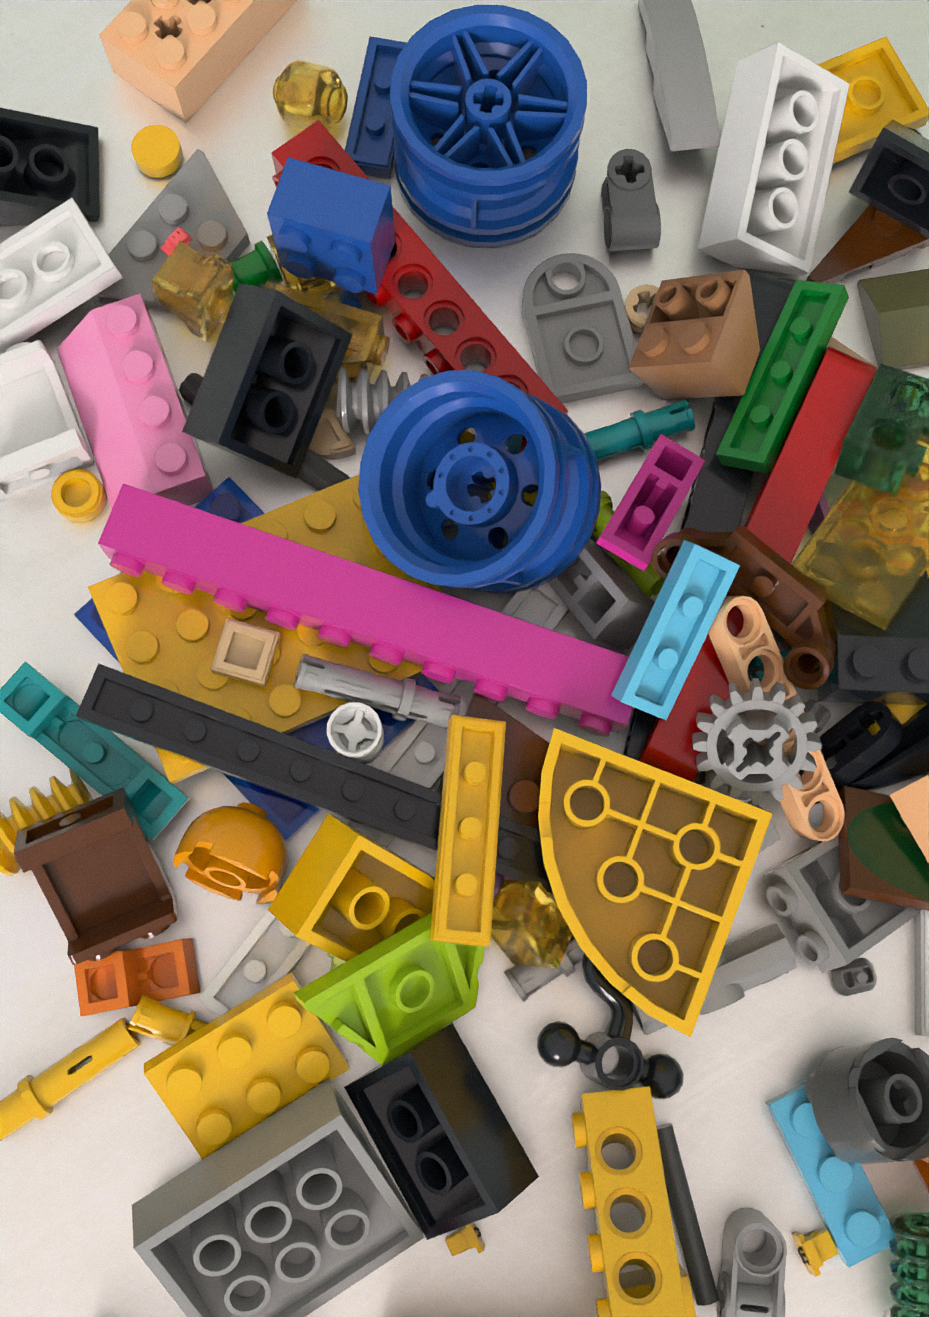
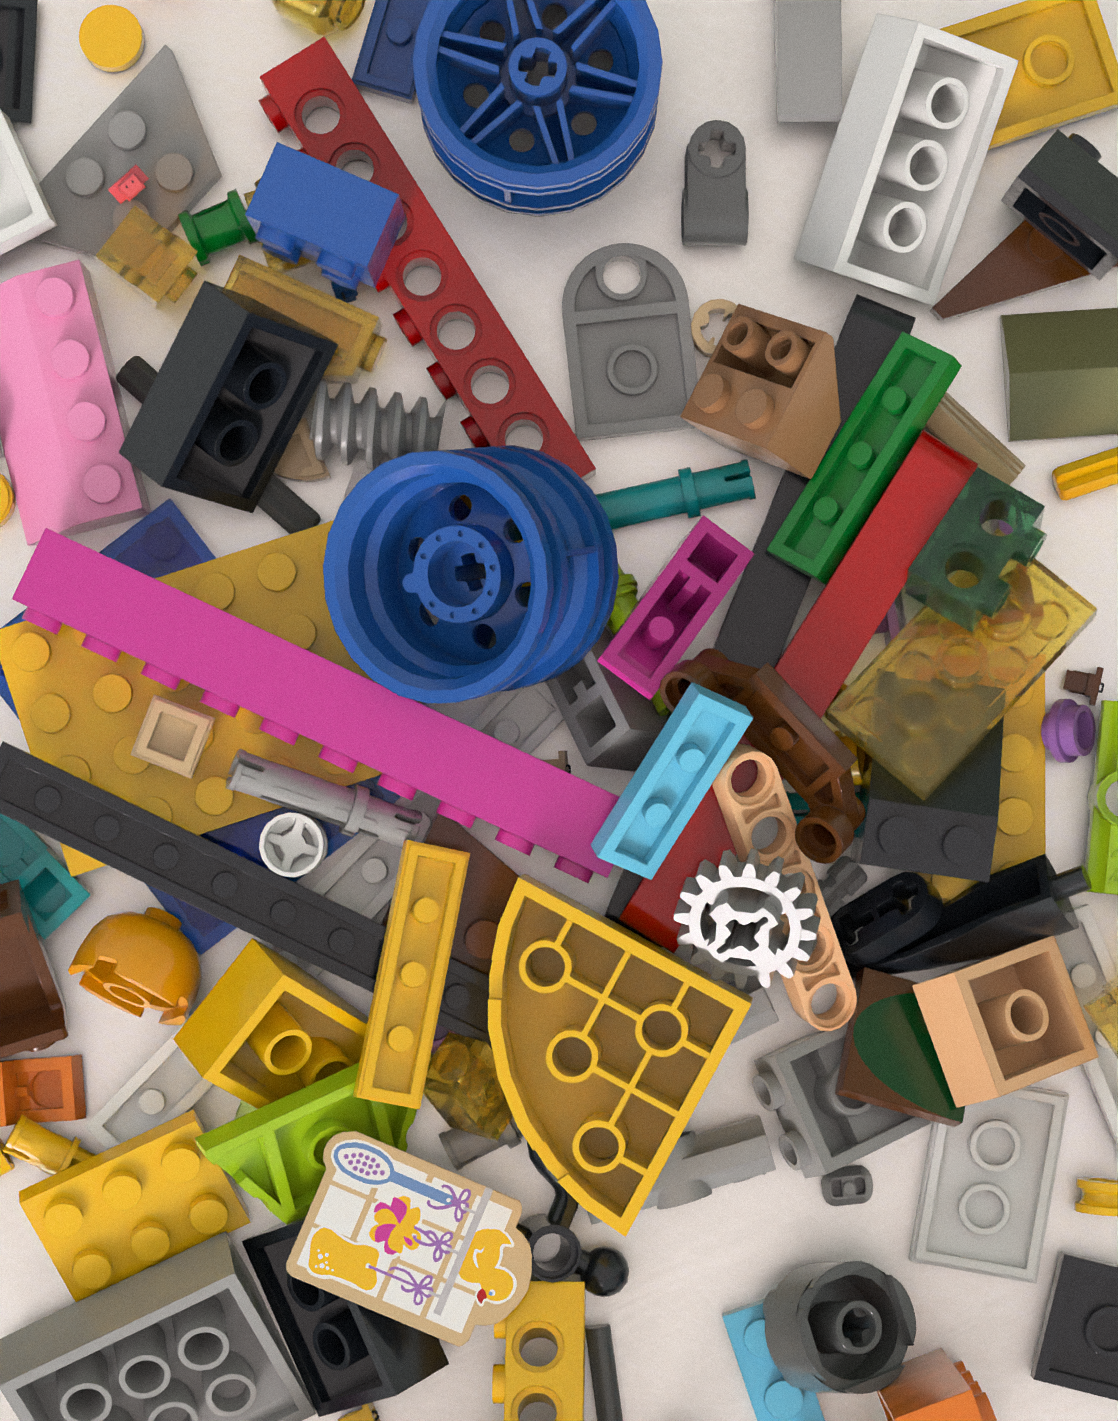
camera: 15 degrees right, 10 degrees up
(495, 1067) = (412, 1240): none -> sticker

